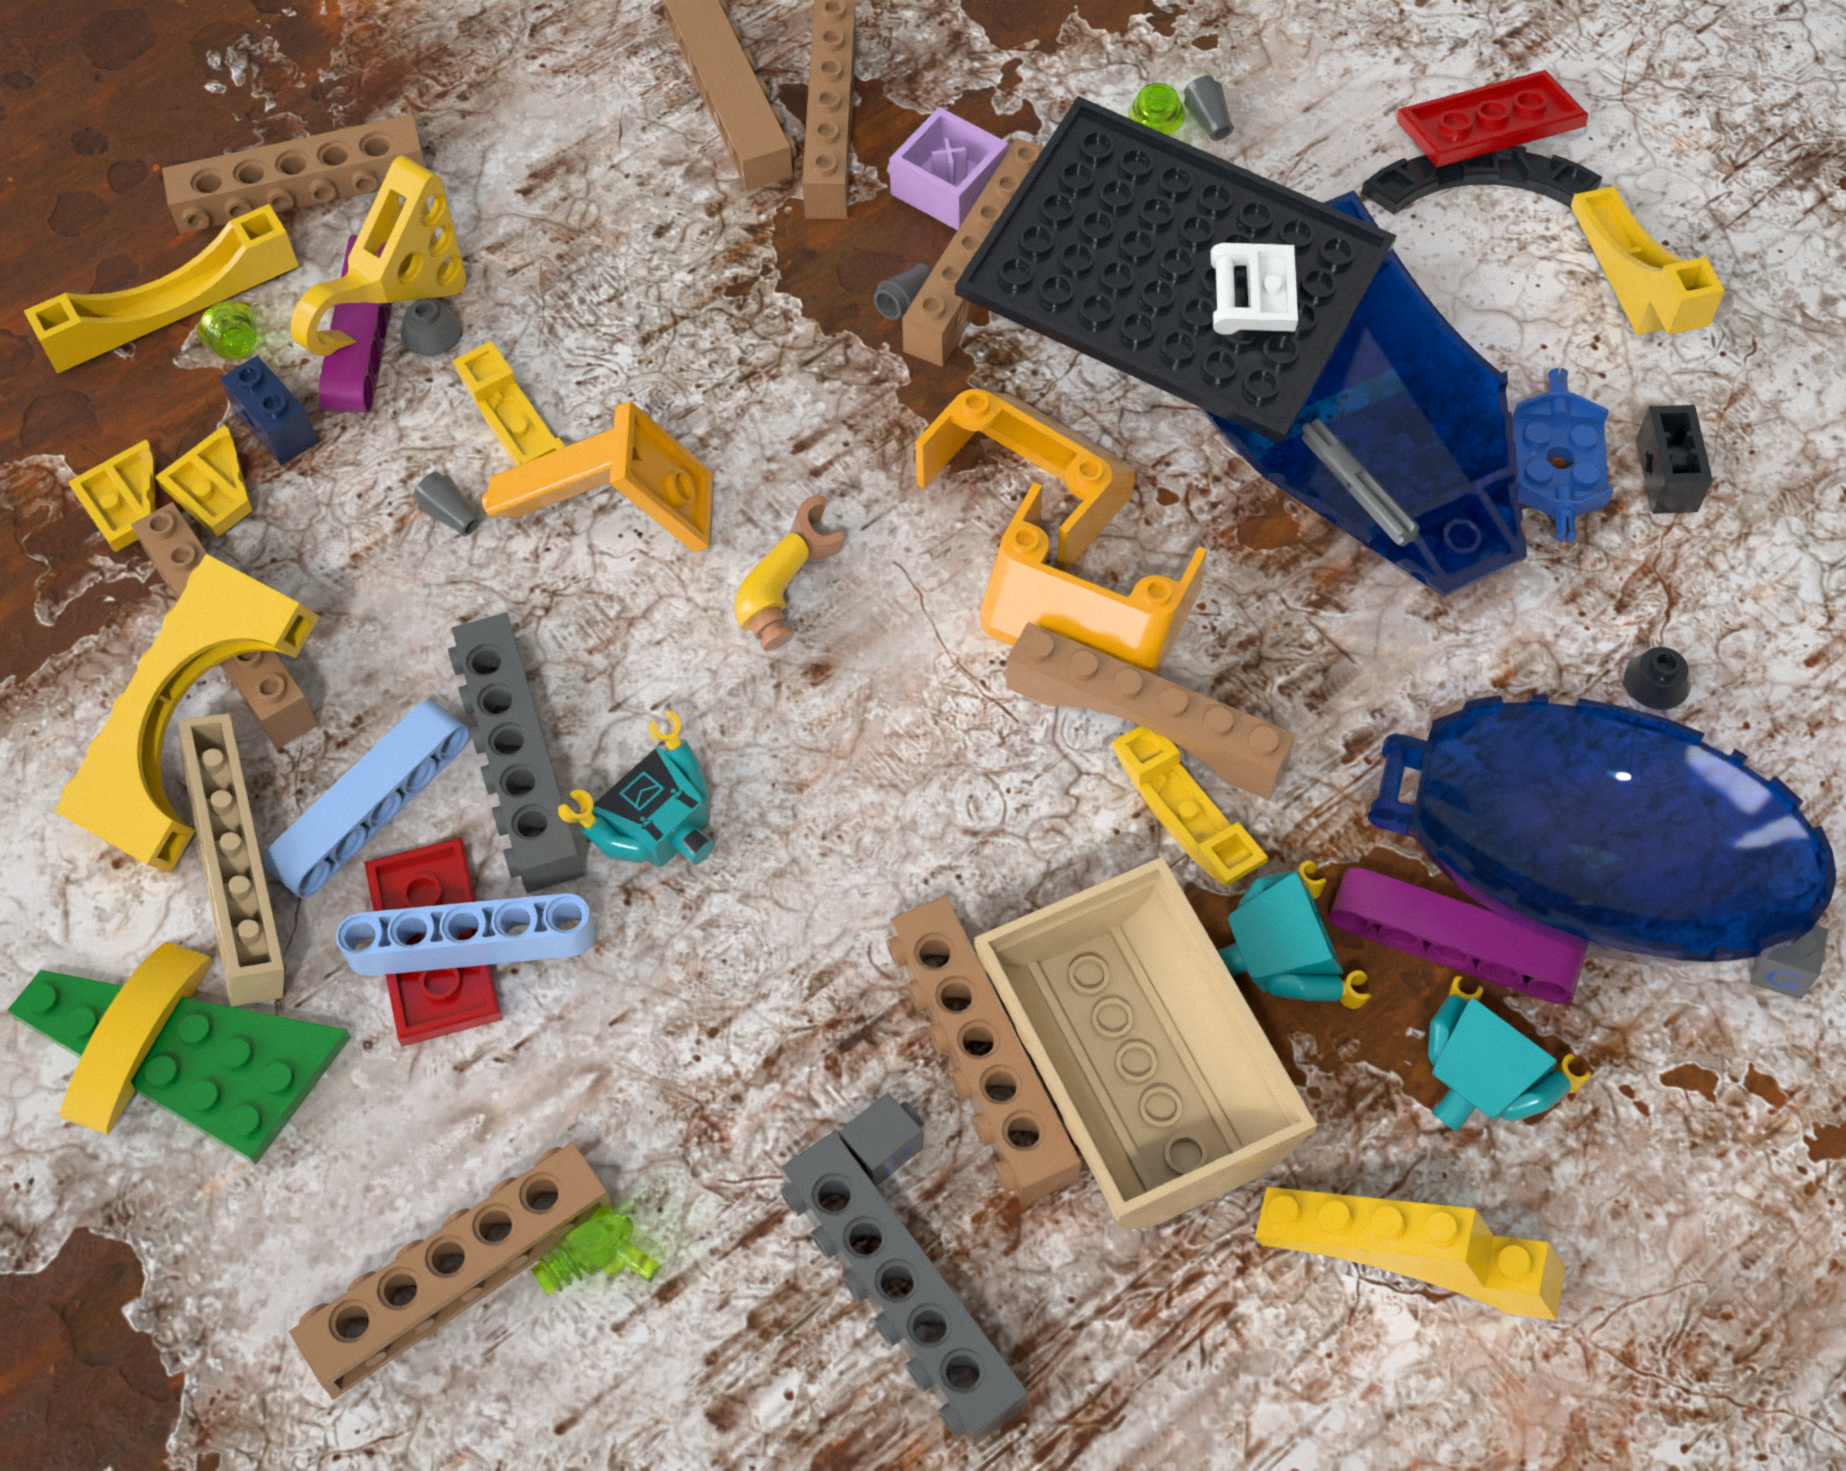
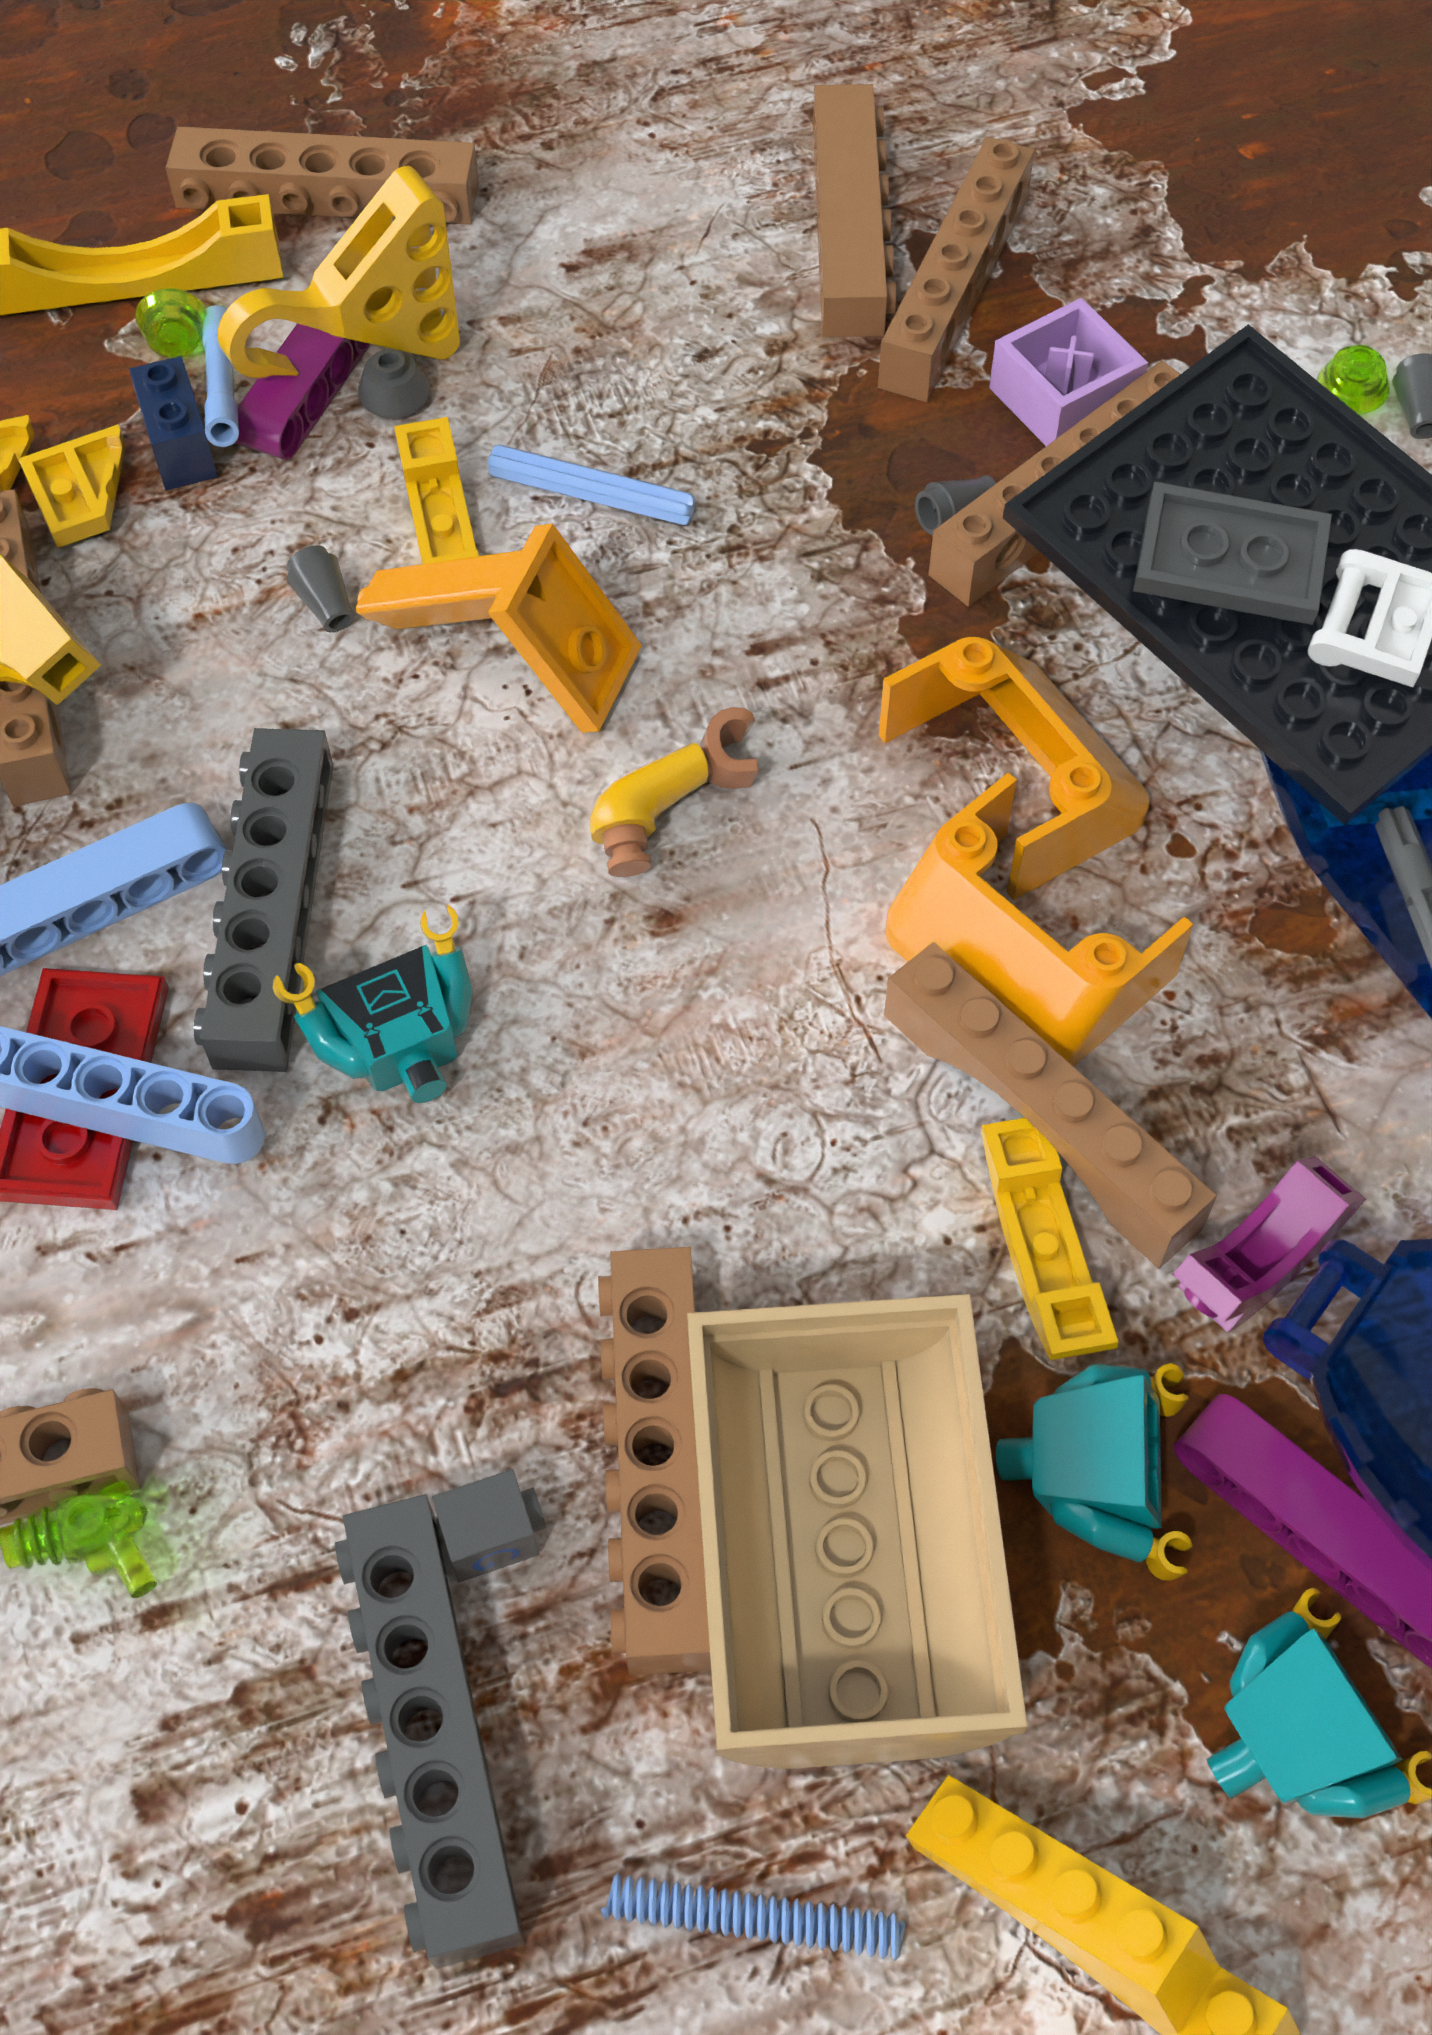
camera: 20 degrees right, 0 degrees up
(306, 385) = (220, 405): none -> light blue piece
(619, 359) = (591, 484): none -> light blue axle
(1134, 271) = (1233, 553): none -> dark grey plate
(1138, 1327) = (756, 1918): none -> light blue piece
(1342, 755) = (1270, 1245): none -> magenta arch

